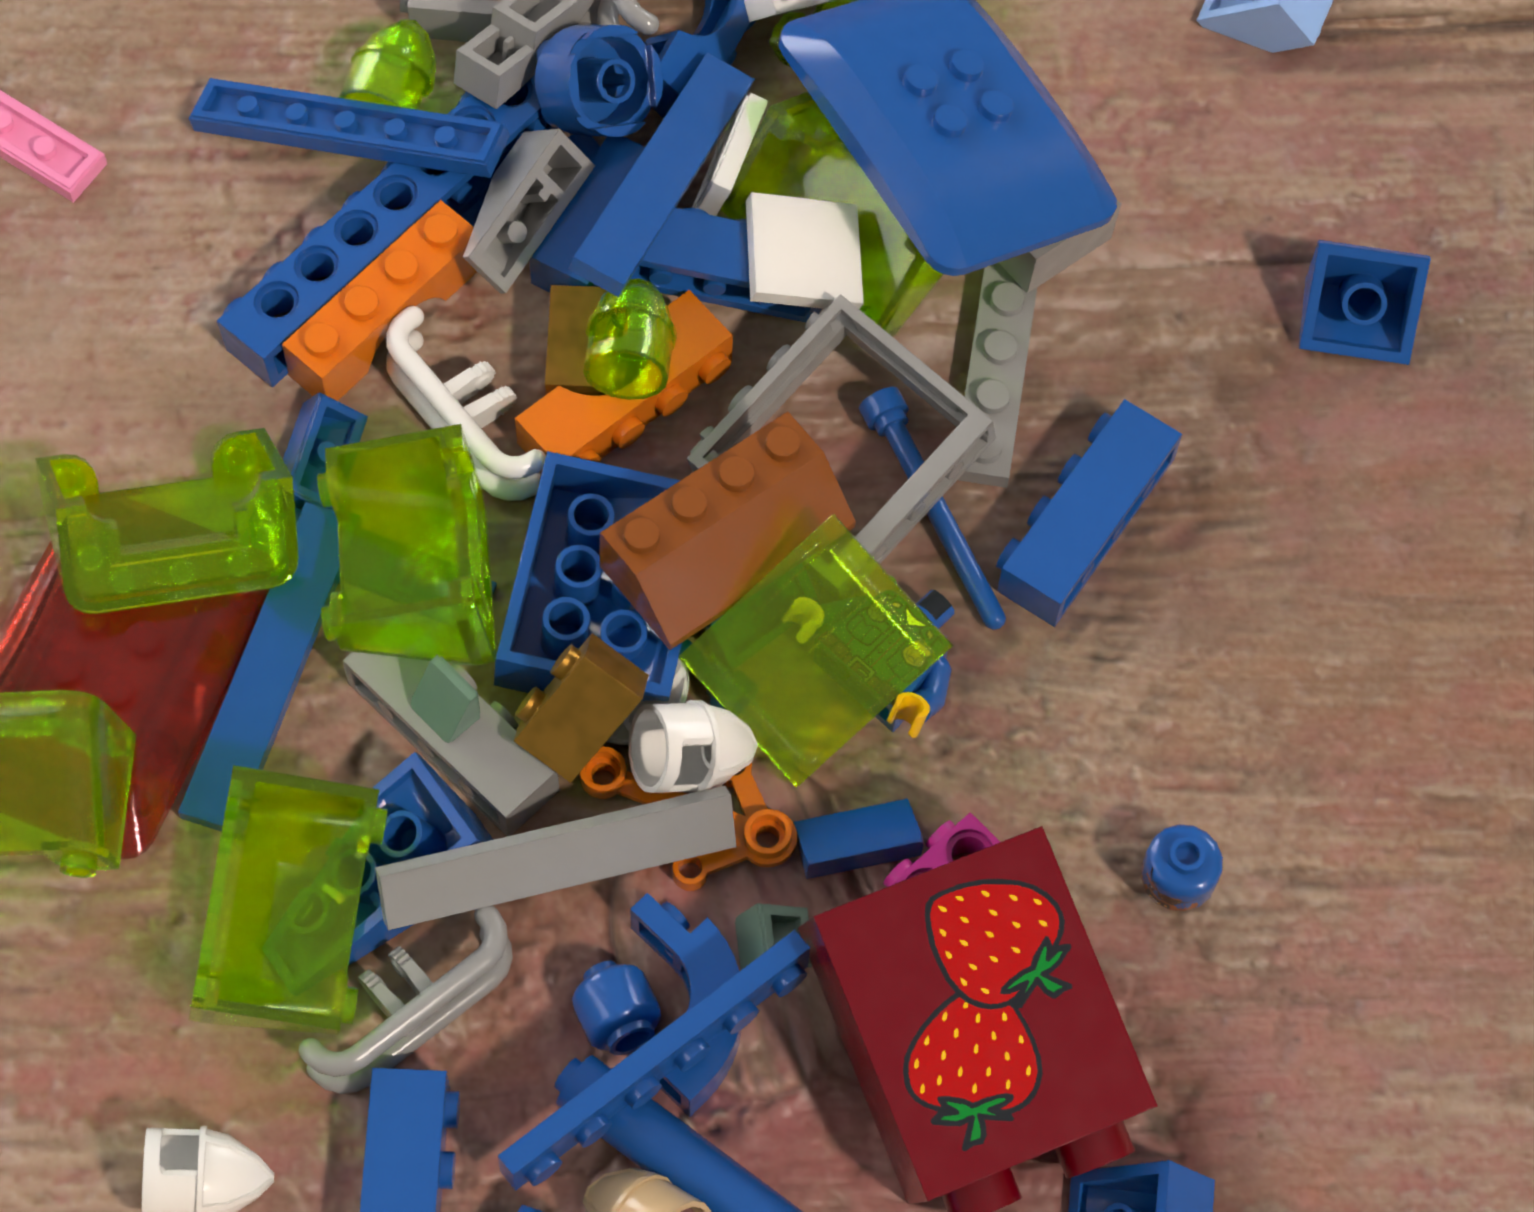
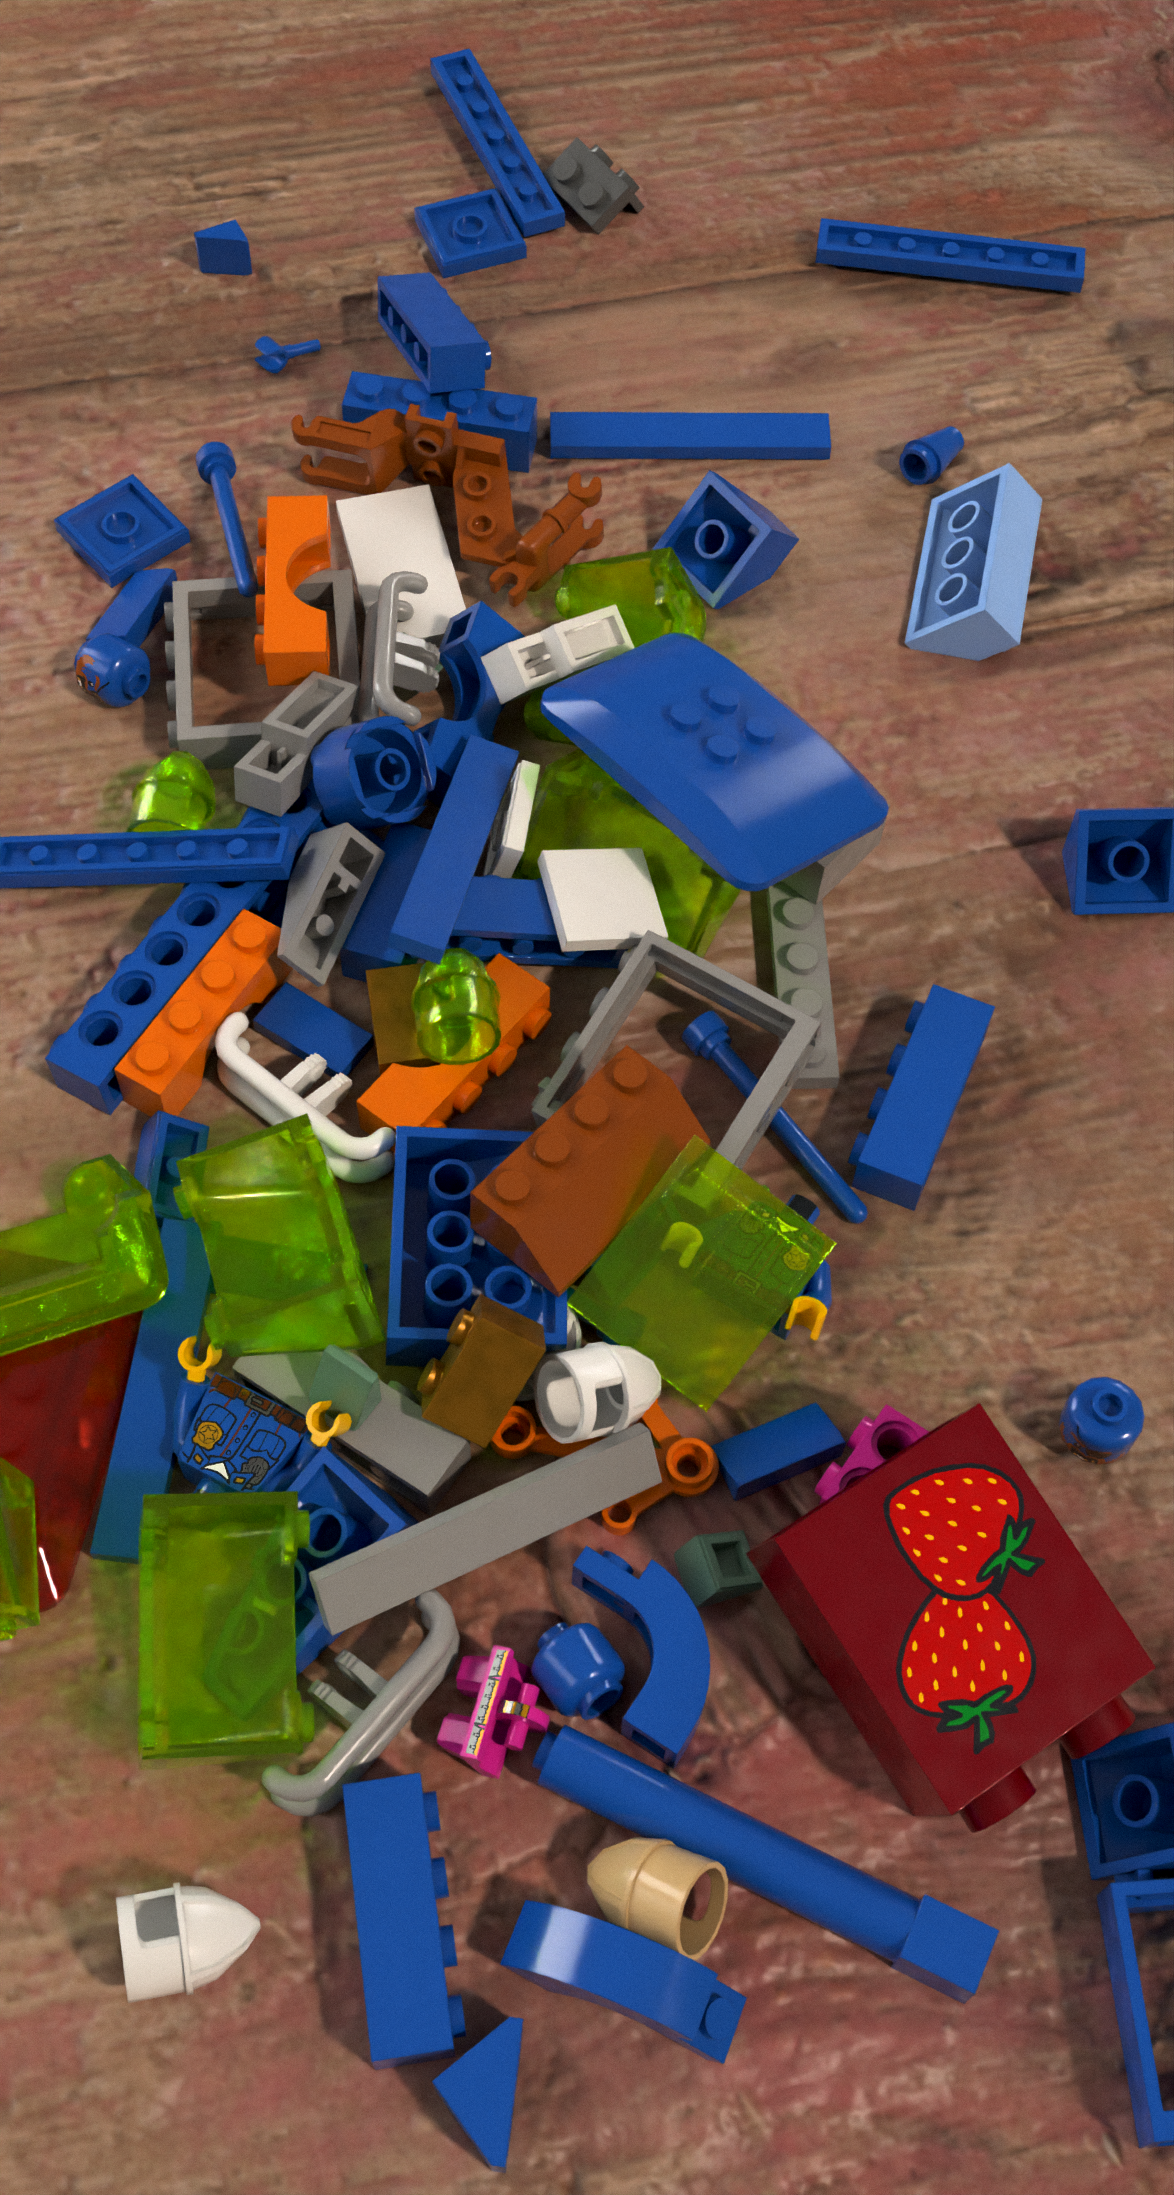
camera: 10 degrees left, 5 degrees down
(337, 729) = (238, 1438): none -> torso
(489, 335) = (310, 1028): none -> blue tile
(534, 1032) = (501, 1712): none -> dark pink hips
(638, 1075) = (621, 1742): blue plate -> none

